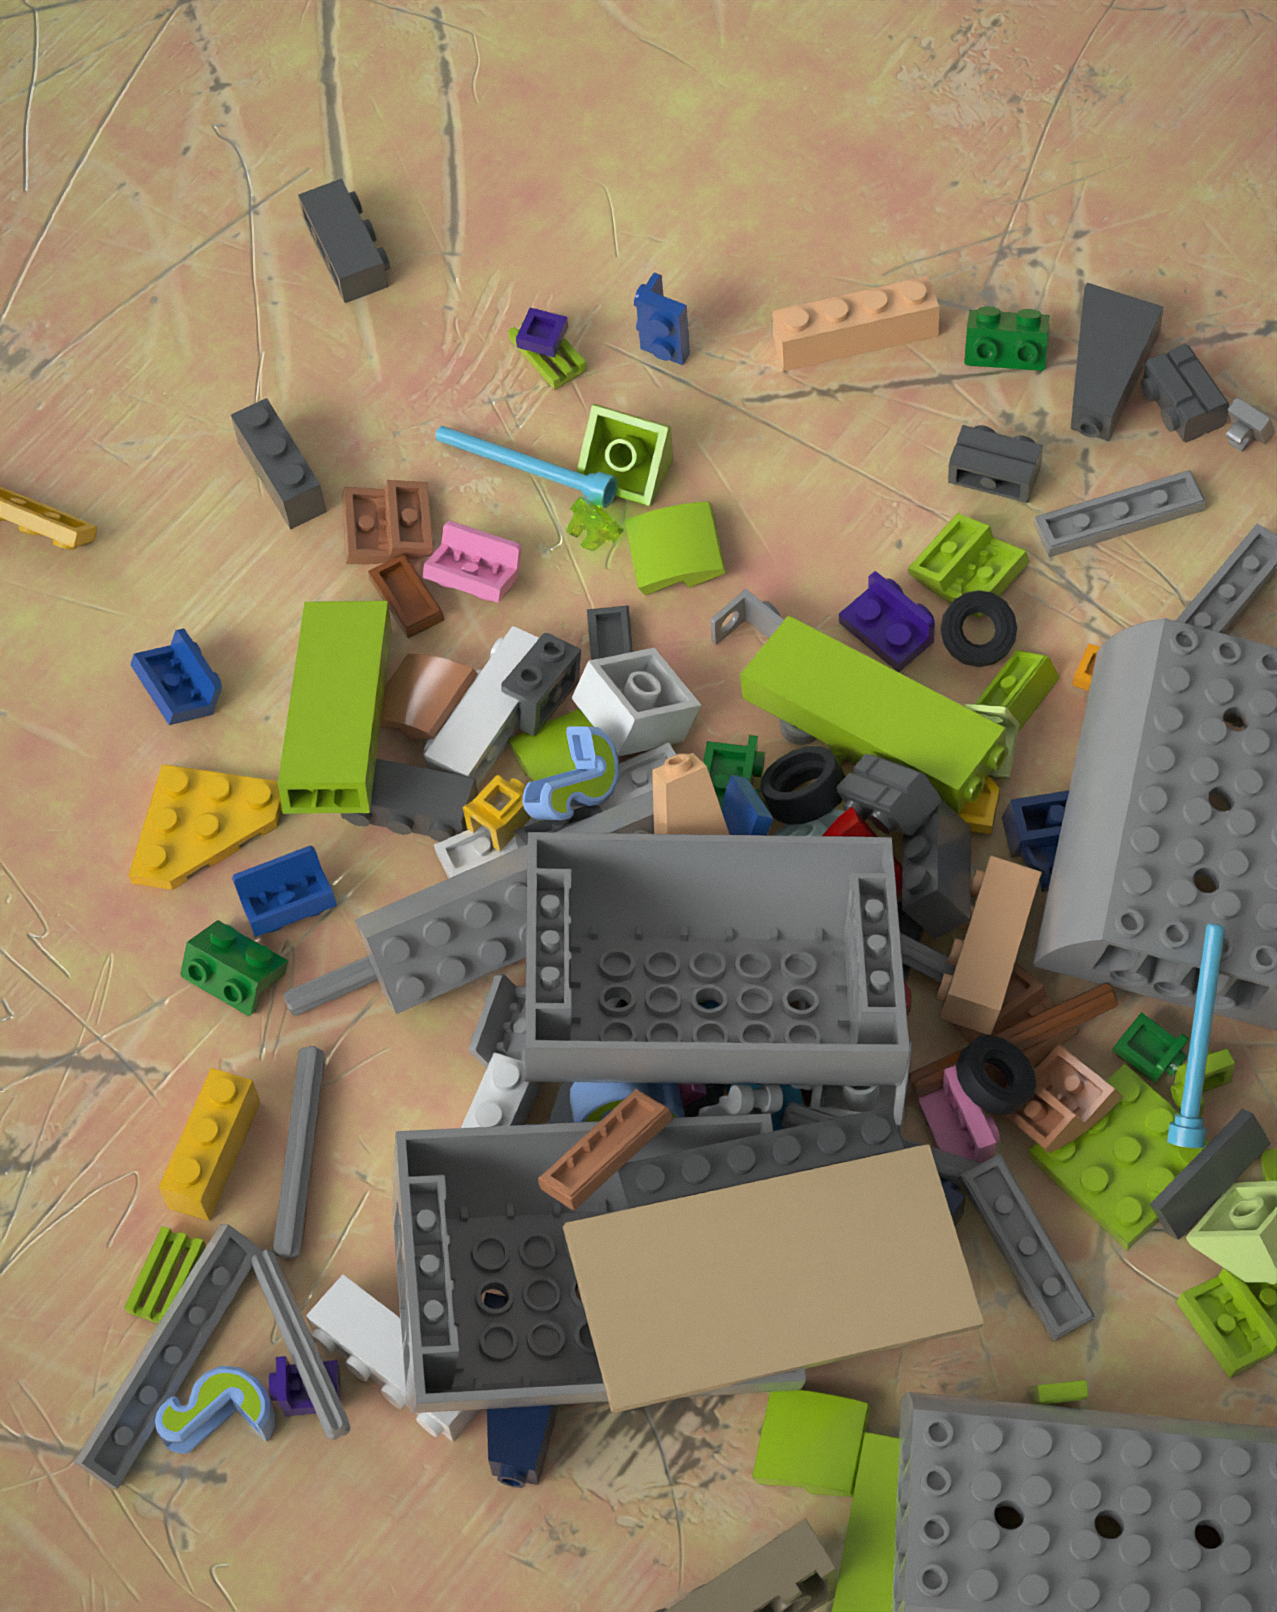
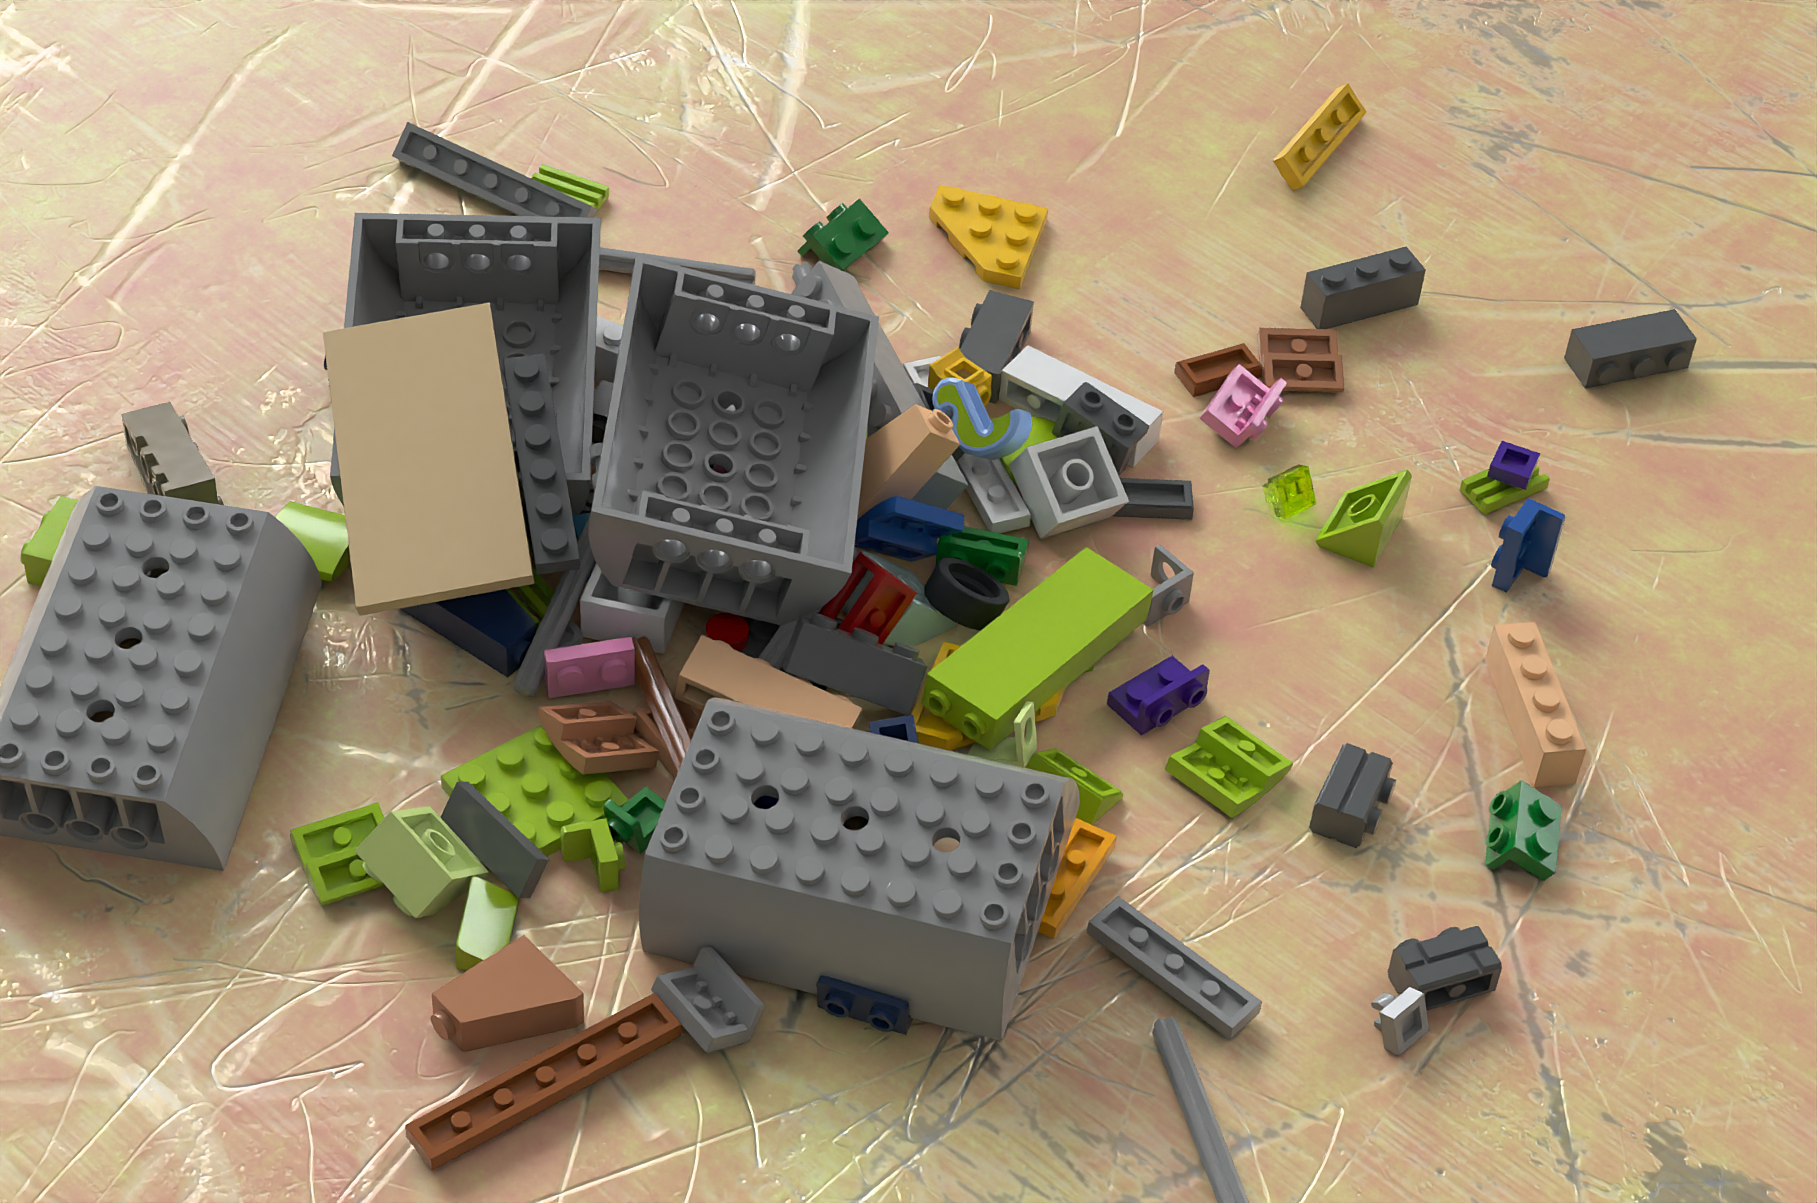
camera: 85 degrees right, 15 degrees down
(178, 679) = (1131, 217): blue bracket -> none
(209, 1144) = (673, 210): yellow brick -> none
(211, 1402) = (437, 191): light blue animal -> none
(284, 891) = (907, 268): blue bracket -> none
(335, 708) = (1083, 290): lime brick -> none
(424, 694) = (1098, 358): nougat slope -> none
(596, 487) = (1331, 495): medium azure piece -> none
(605, 1149) = (559, 342): nougat plate -> none
(675, 546) = (1260, 547): lime slope -> none
(888, 795) = (929, 626): dark grey brick -> none
(979, 1085) = (618, 647): black tyre -> none
(987, 604) = (1148, 774): black tyre -> none
(1026, 1247) = (451, 695): light grey tile -> none
(1059, 1392) = (296, 685): lime tile -> none
(1112, 352) = (1516, 911): dark grey slope -> none
(1119, 513) = (1291, 902): light grey tile -> none
(1188, 1128) = (535, 811): medium azure piece -> none

